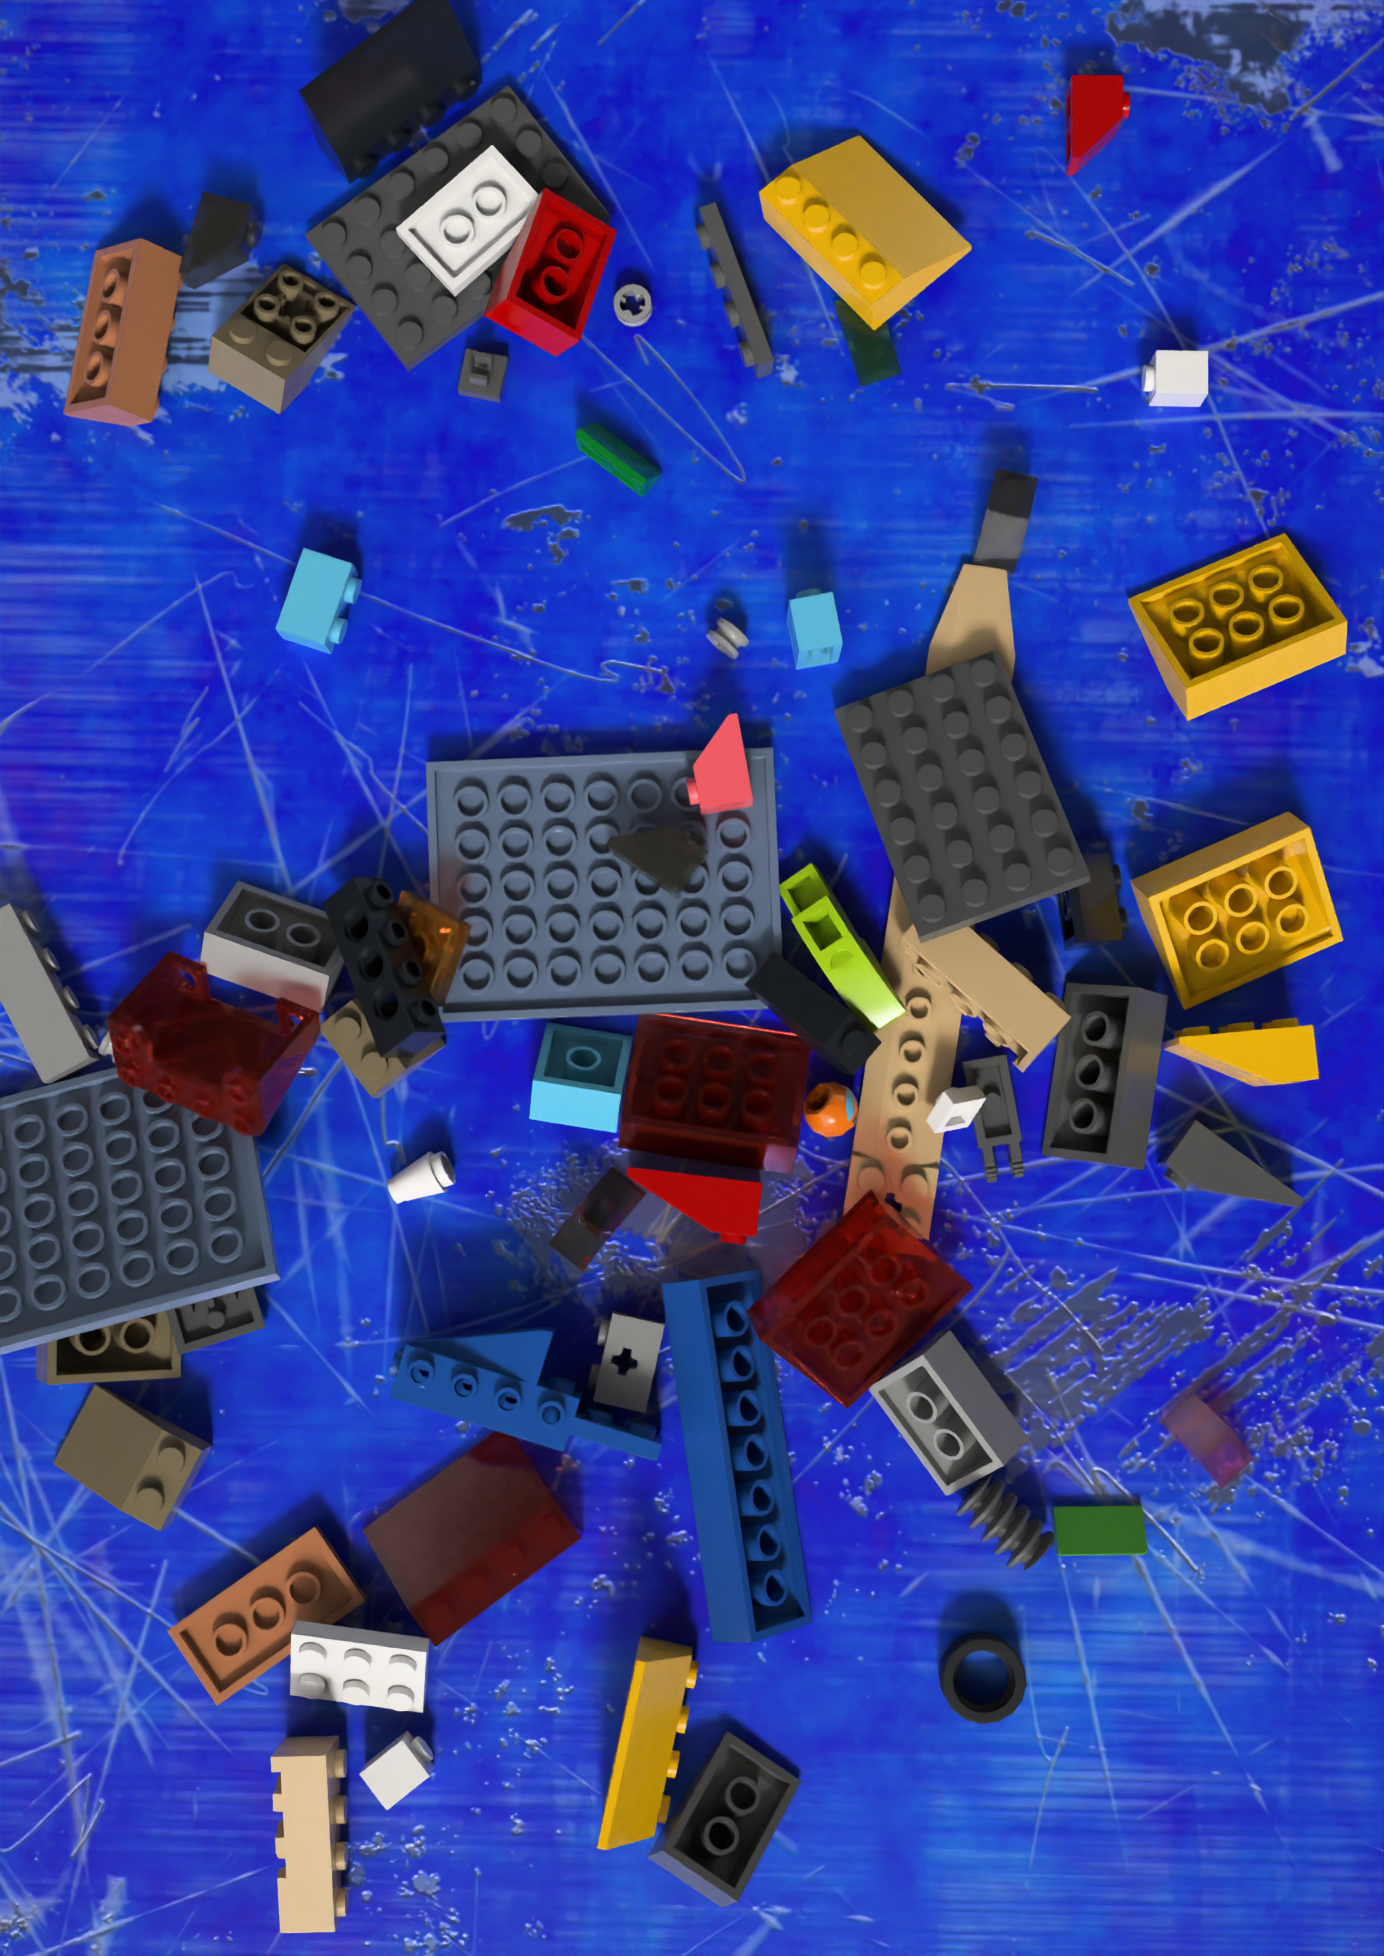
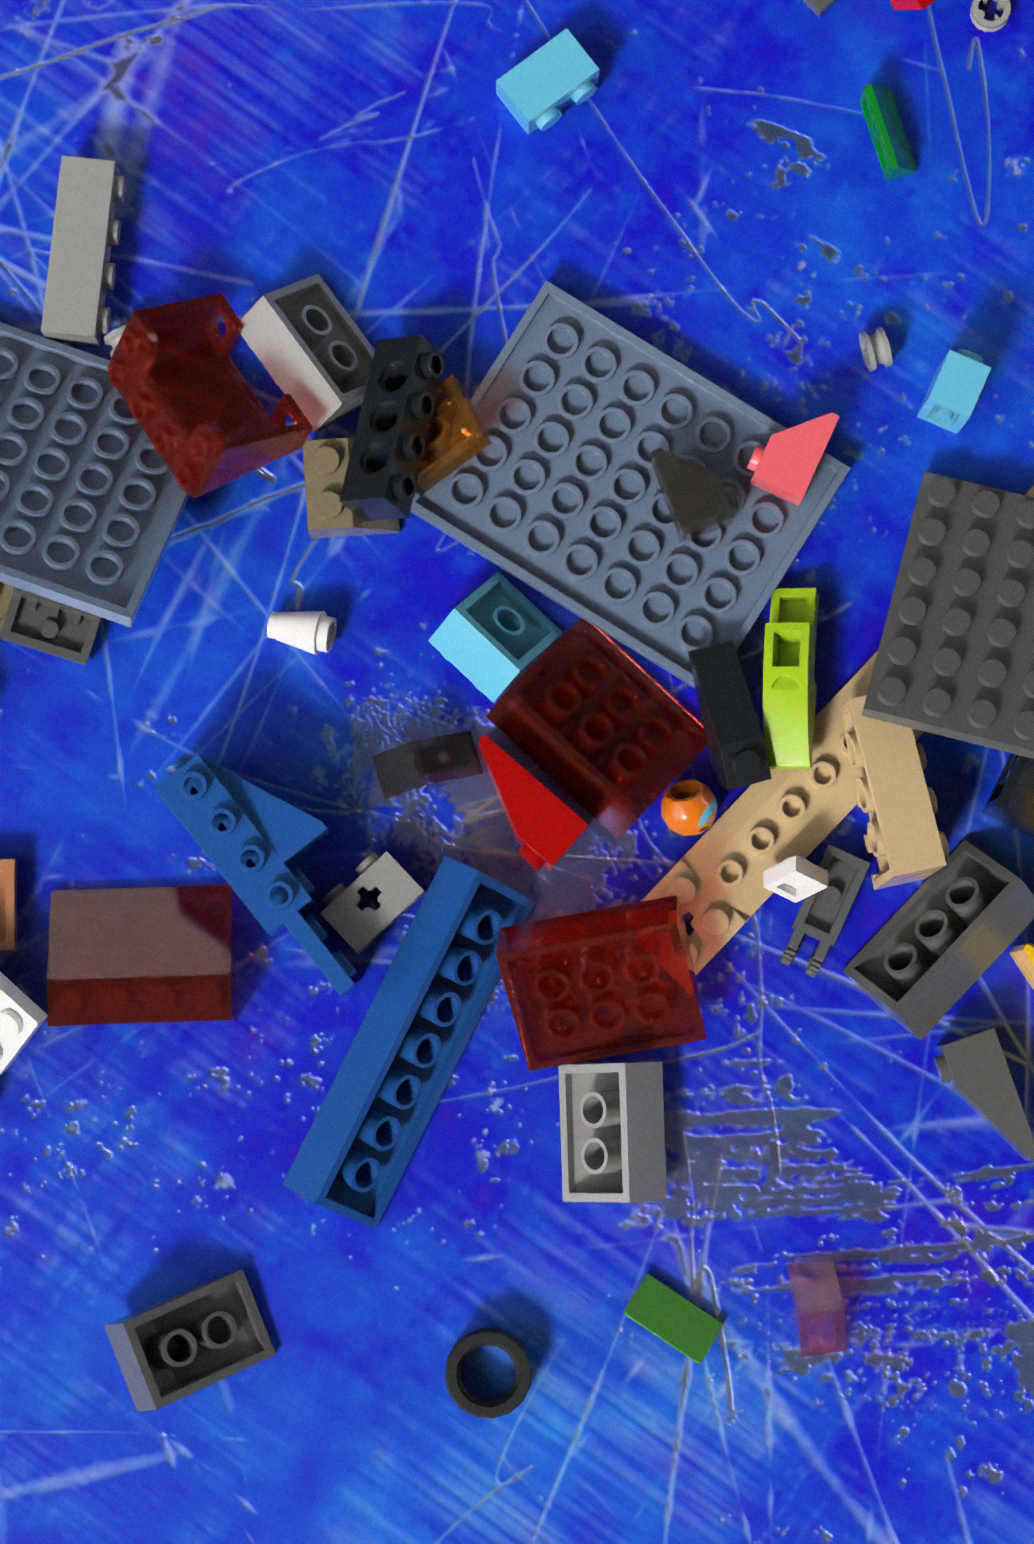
camera: 25 degrees right, 0 degrees up
(646, 1742) = (169, 1227): yellow slope -> none
(1005, 1522) = (596, 1255): dark grey piece -> none

